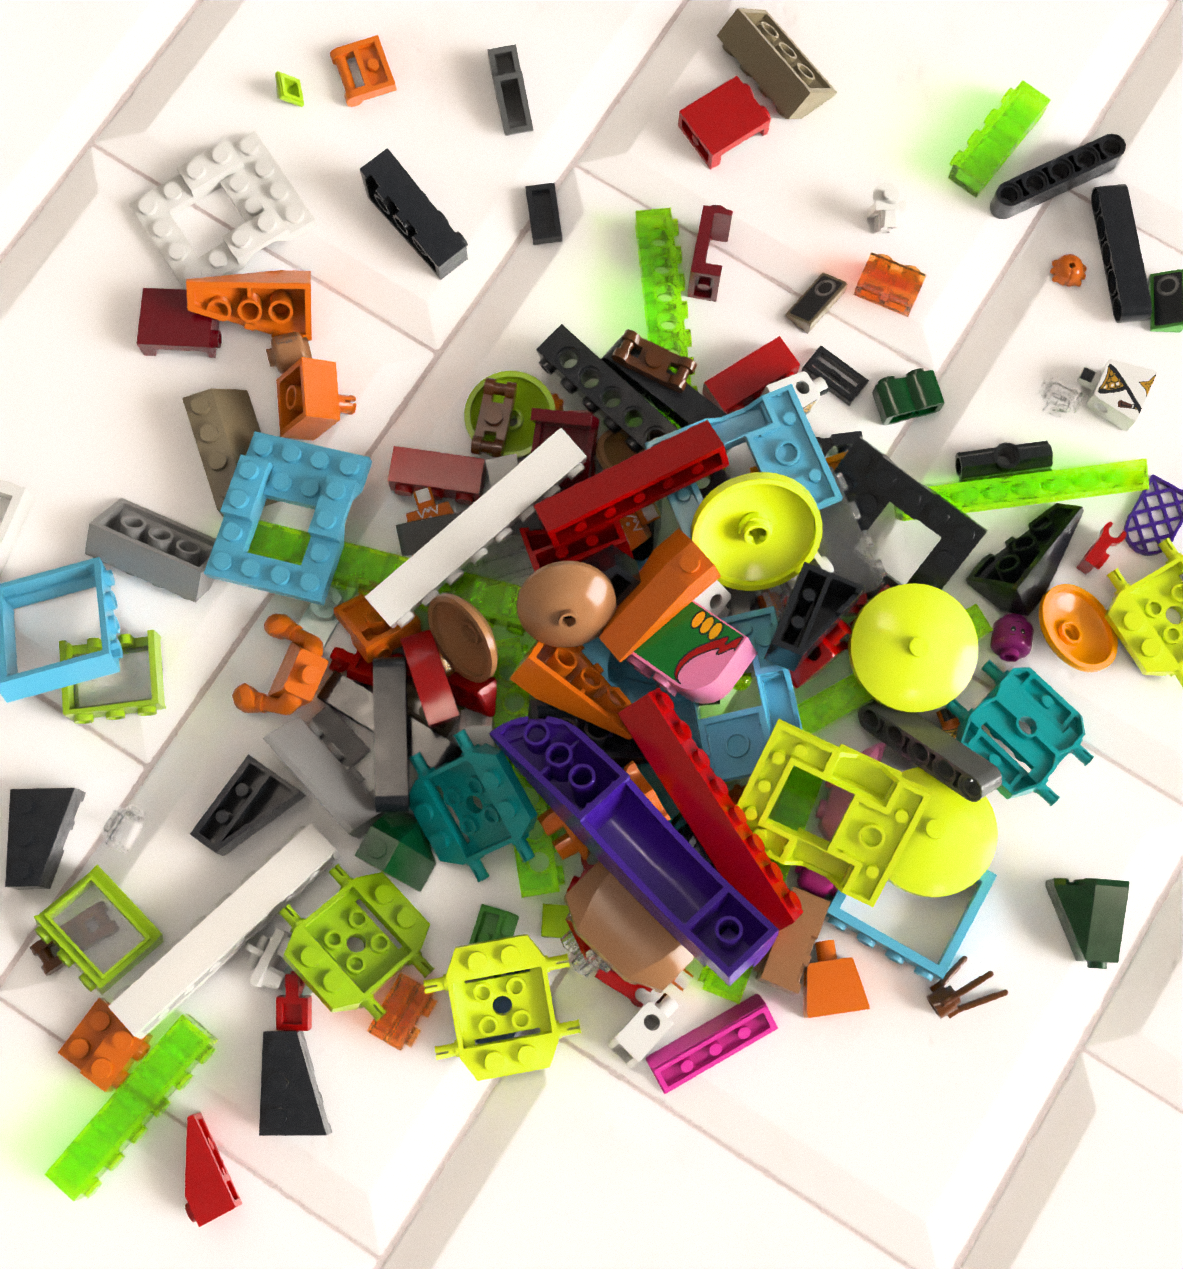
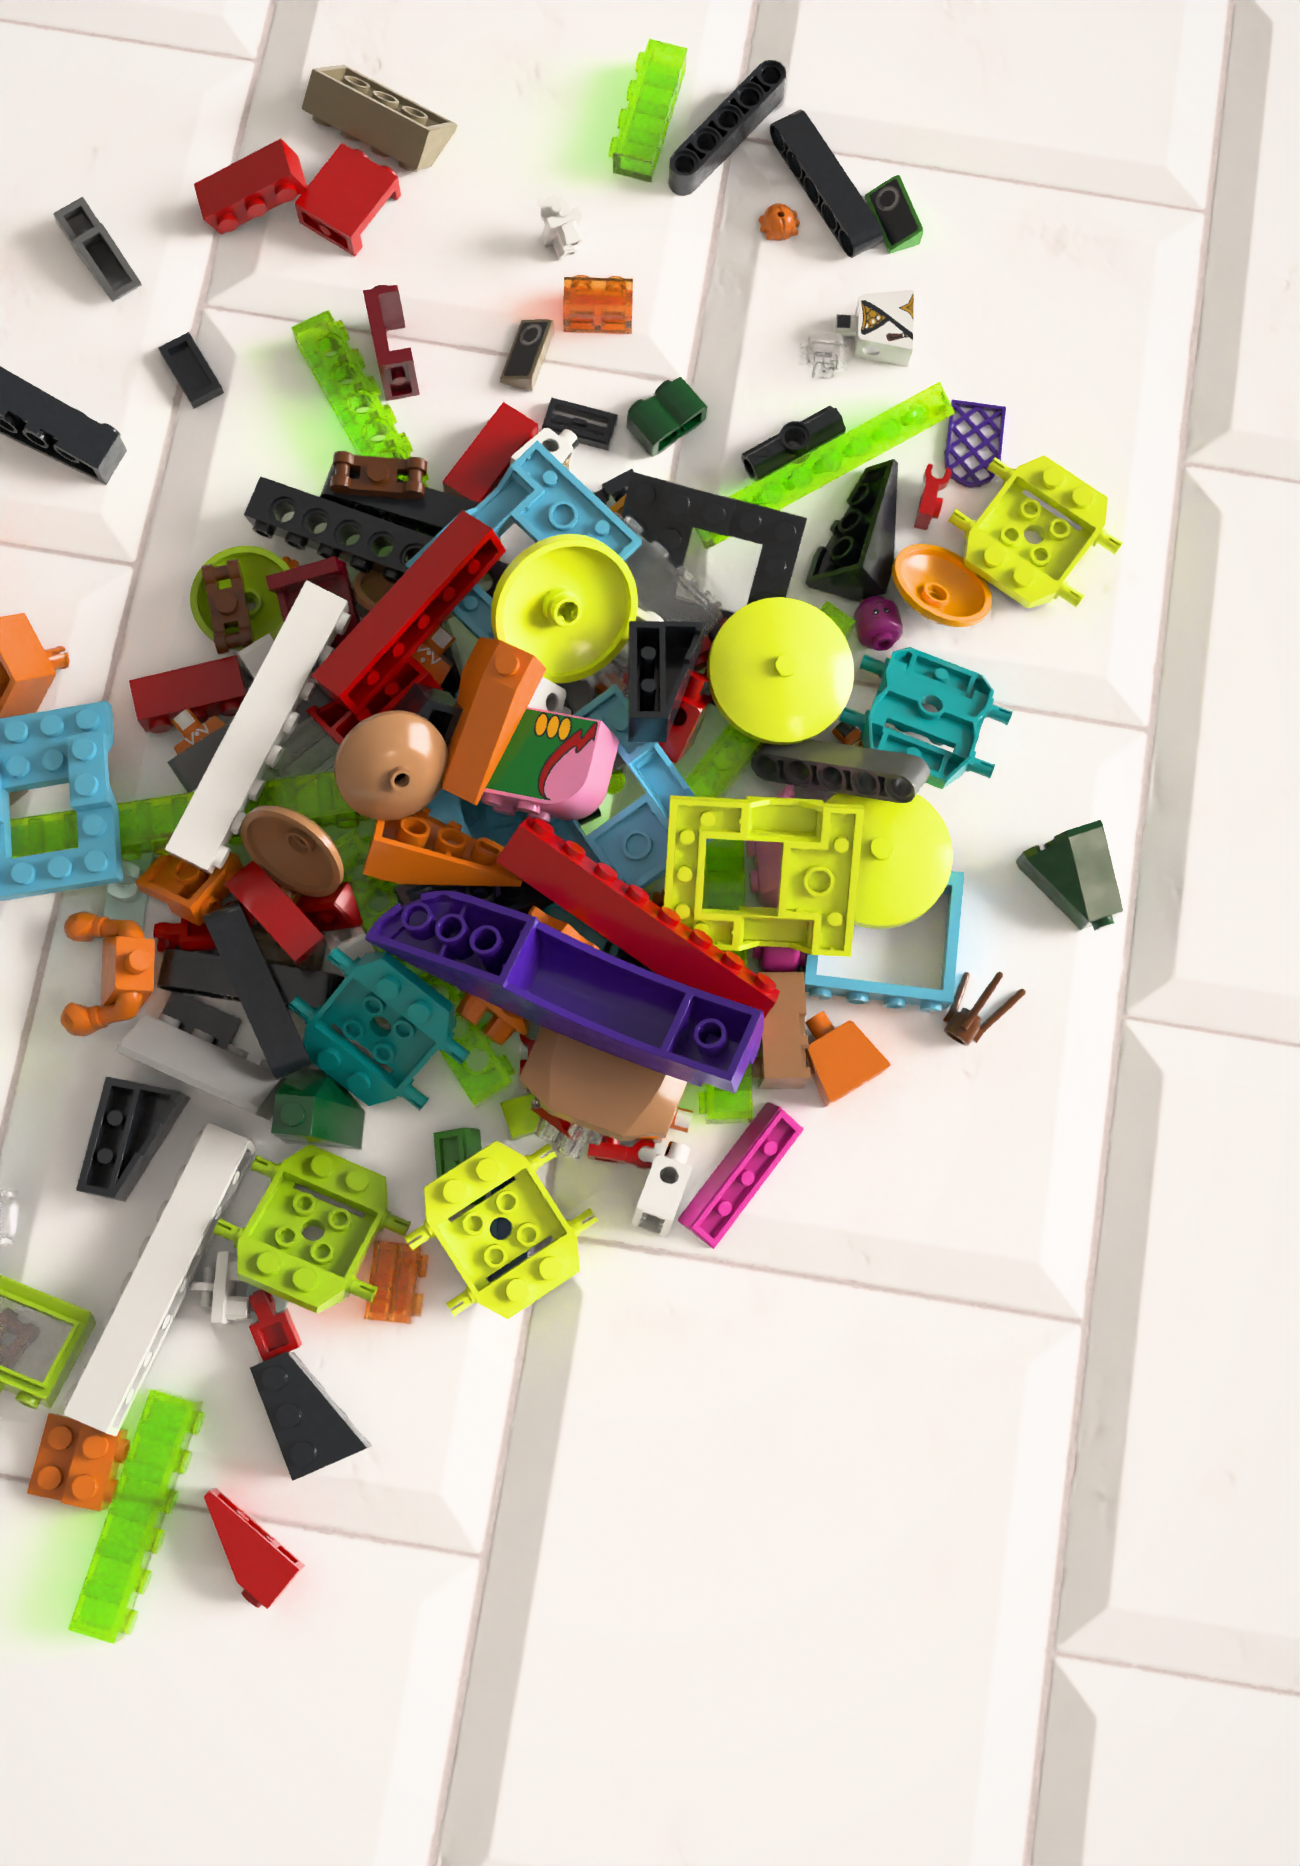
camera: 30 degrees left, 0 degrees up
(650, 85) = (250, 187): none -> red brick

